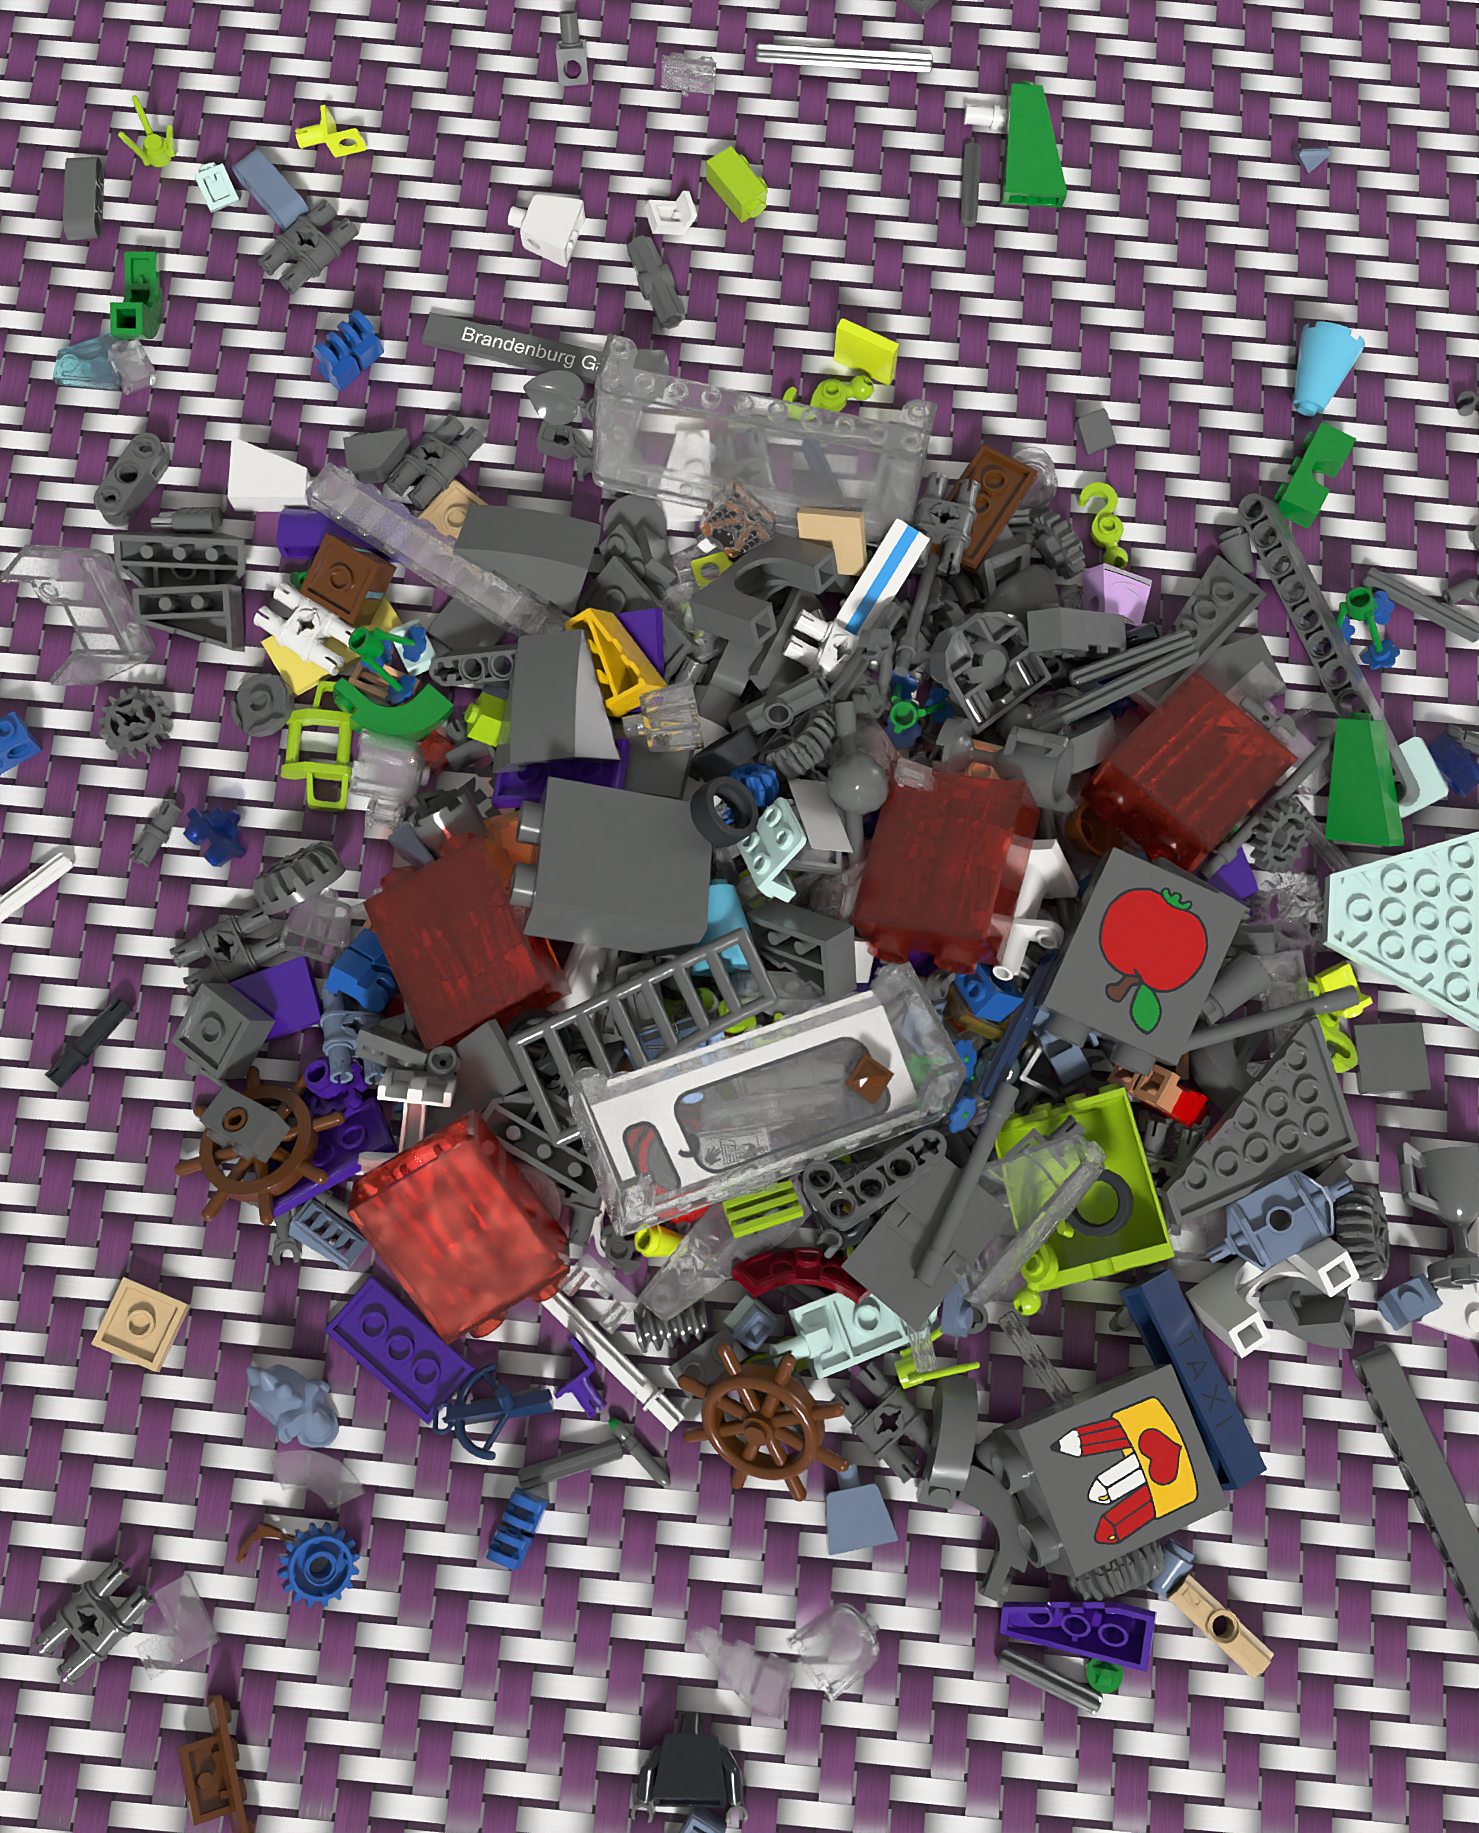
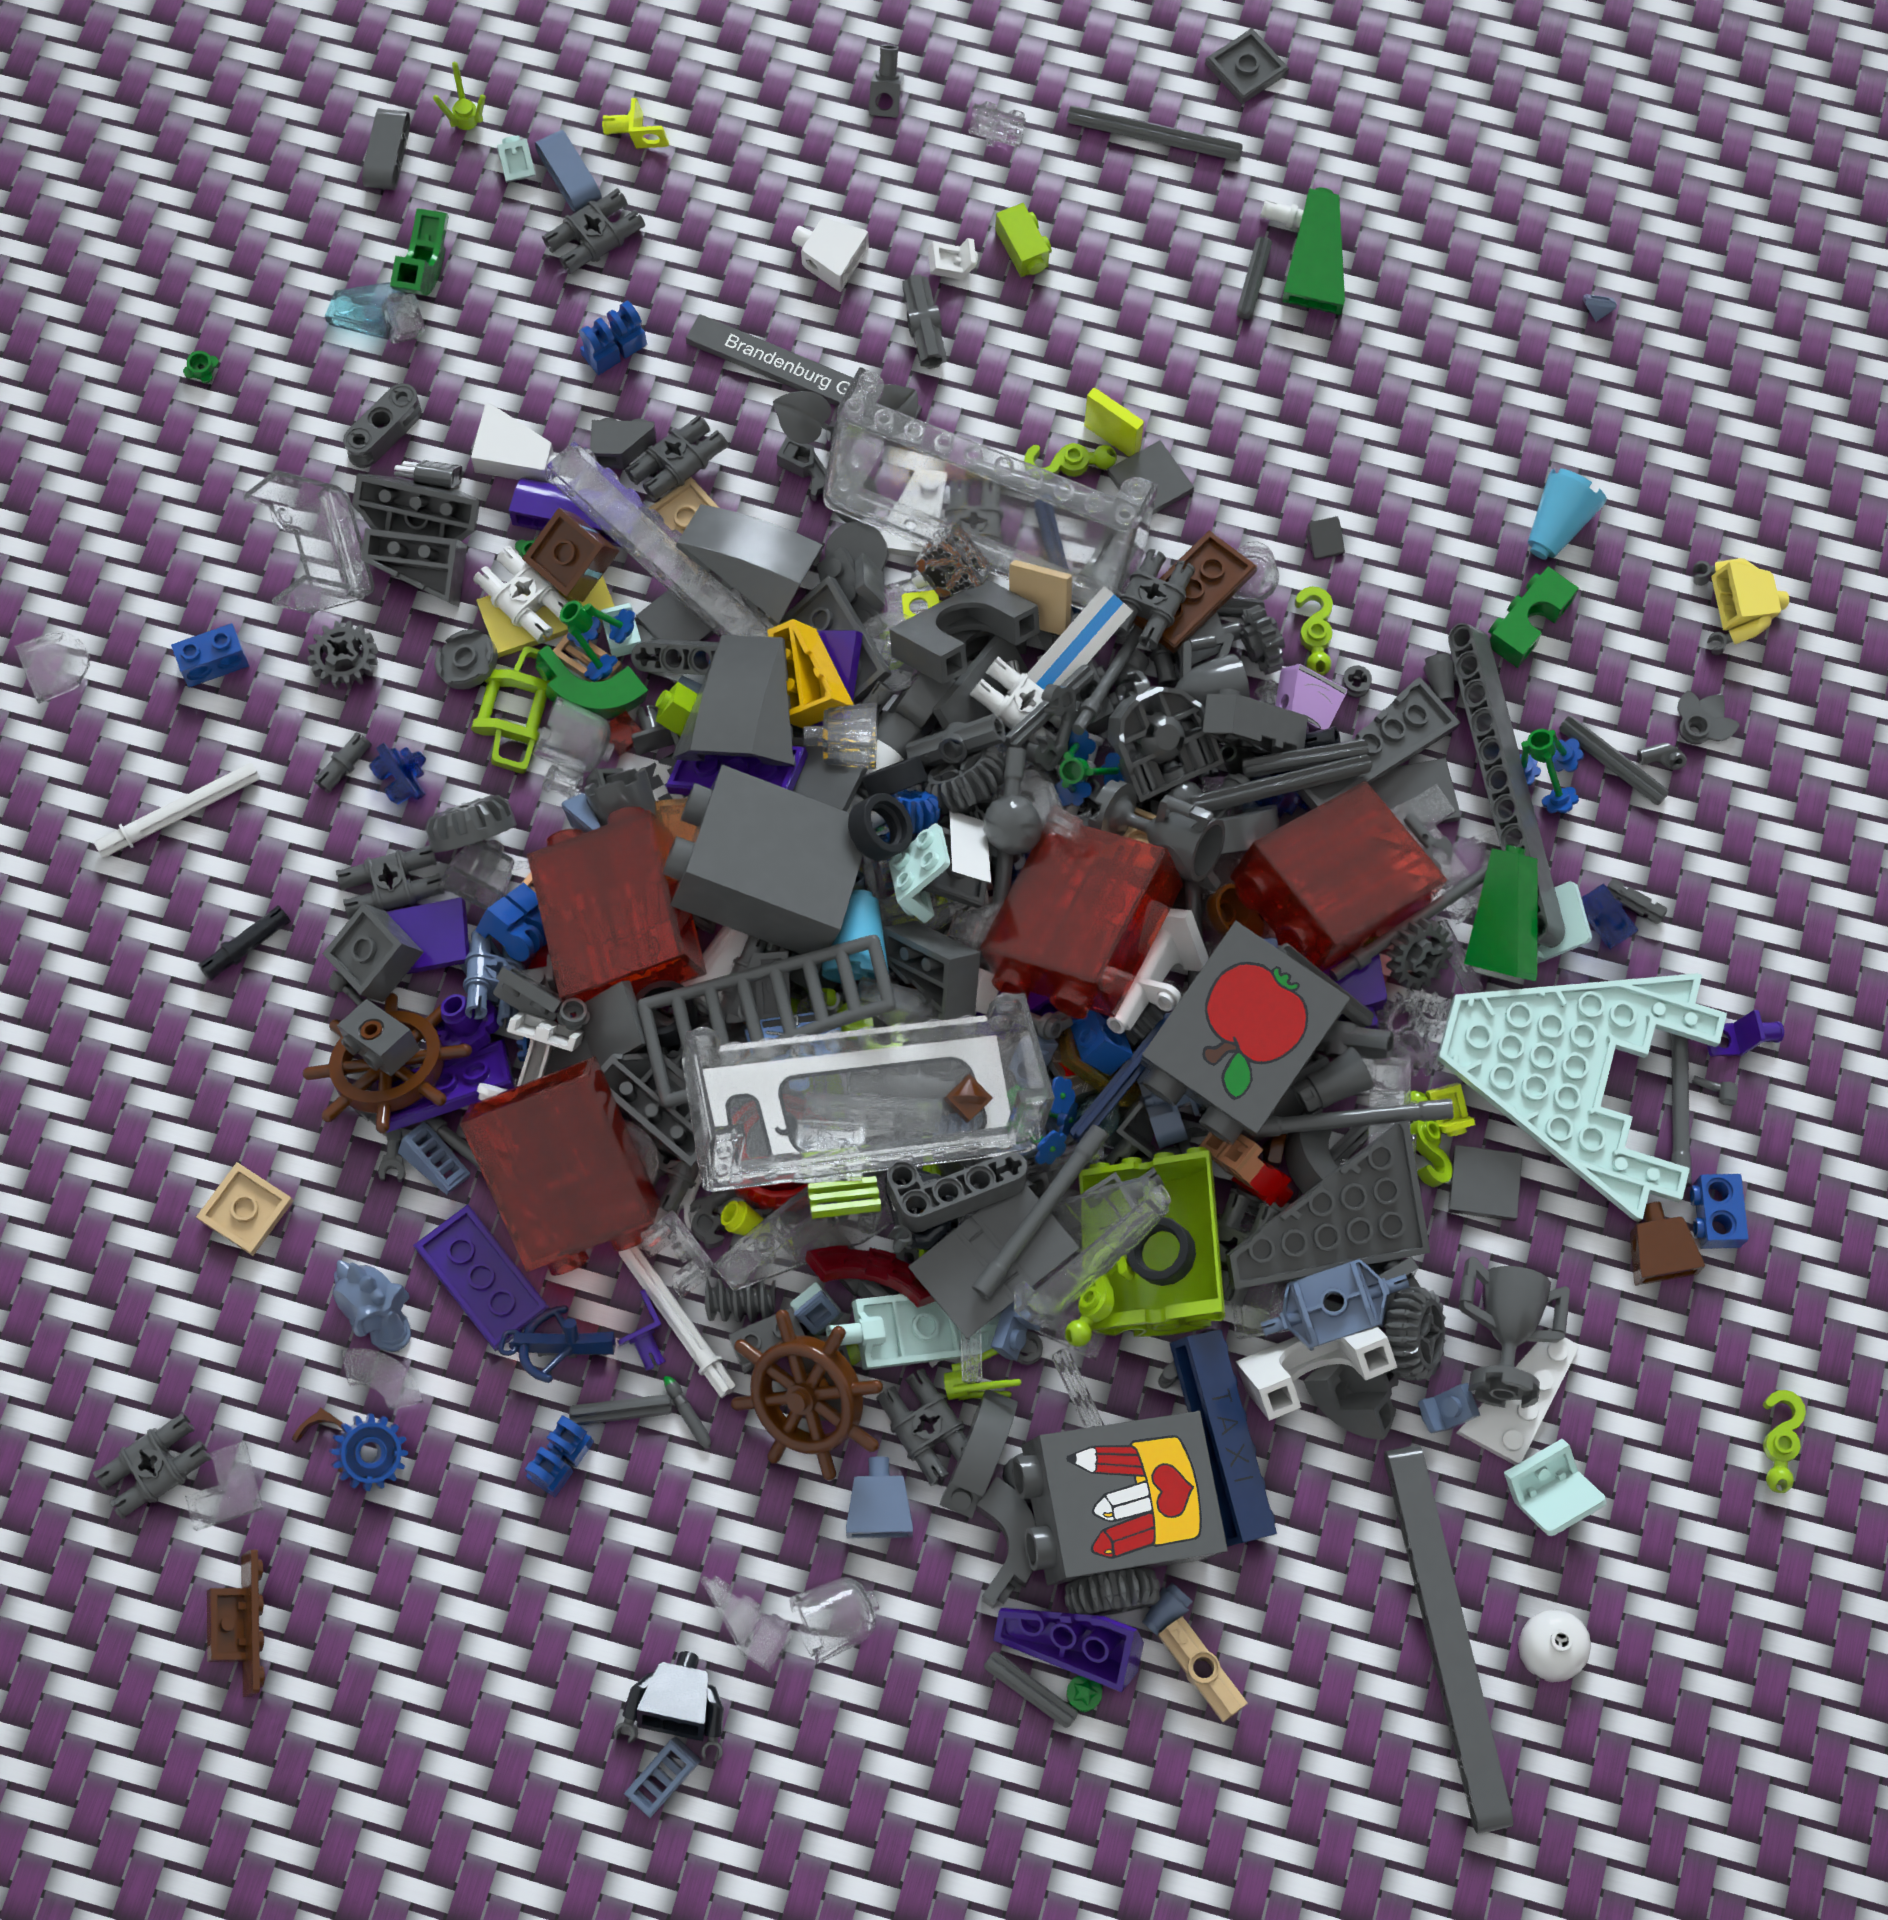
camera: 10 degrees right, 5 degrees down
(907, 386) = (1159, 467): none -> dark grey tile
(1162, 563) = (1364, 674): none -> dark grey bush

